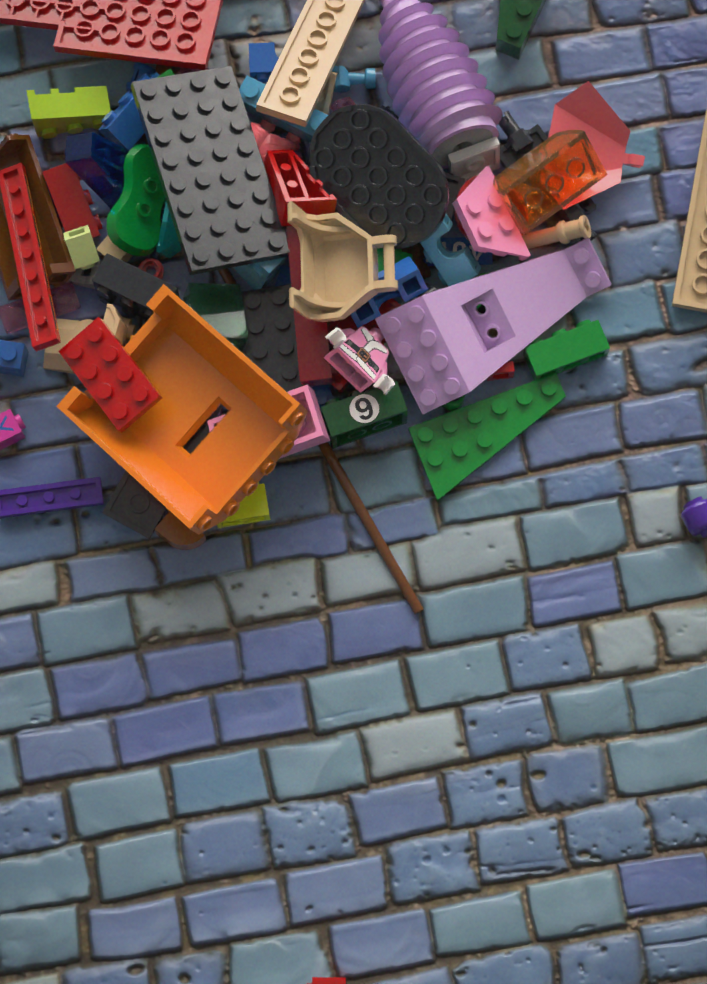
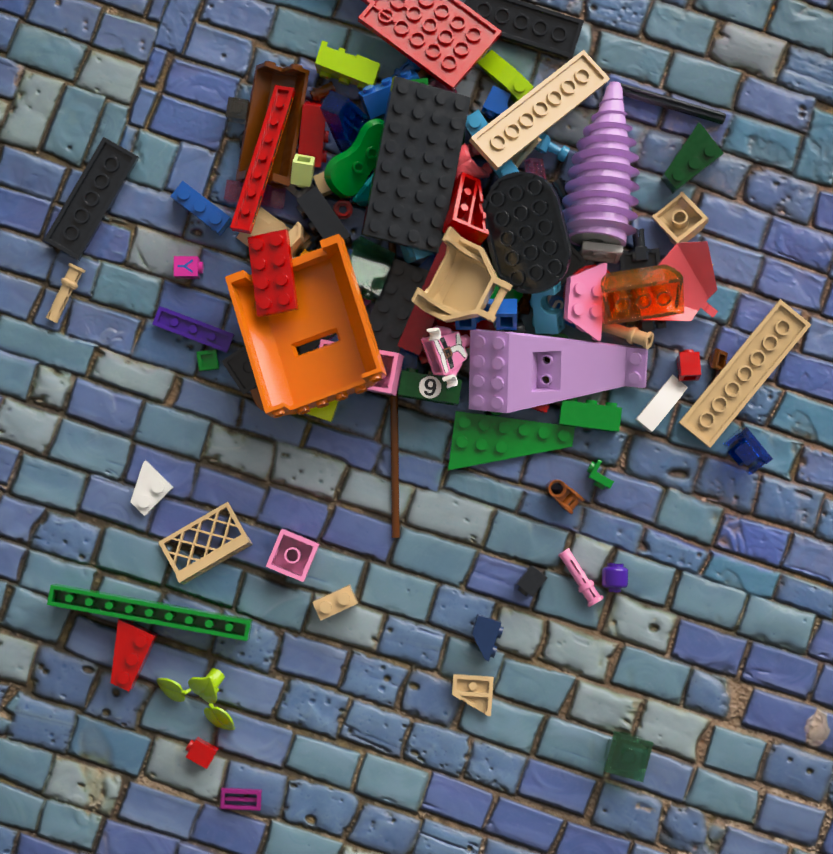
camera: 25 degrees right, 10 degrees up
(54, 154) = (322, 91): none -> reddish brown pin
(85, 525) = (207, 360): none -> green tile
(95, 712) = (149, 489): none -> white wing
(174, 854) = (150, 612): none -> green brick
(178, 917) = (130, 653): none -> red wedge
(216, 751) = (217, 555): none -> tan fence
(256, 27) = (505, 75): none -> lime slope
(295, 899) = (207, 689): none -> lime plant
(309, 694) = (292, 555): none -> bright pink brick
(390, 723) = (335, 602): none -> tan brick
(544, 79) = (680, 219): none -> tan slope
(588, 666) = (485, 634): none -> dark blue slope
(589, 457) = (565, 496): none -> dark orange piece
(606, 574) = (530, 581): none -> black brick
(613, 740) = (474, 690): none -> tan wing
(619, 416) = (600, 480): none -> green bracket
(640, 294) = (661, 403): none -> white slope
(647, 235) = (688, 365): none -> red brick
(671, 545) = (585, 585): none -> bright pink pin
(675, 211) = (718, 359): none -> reddish brown slope

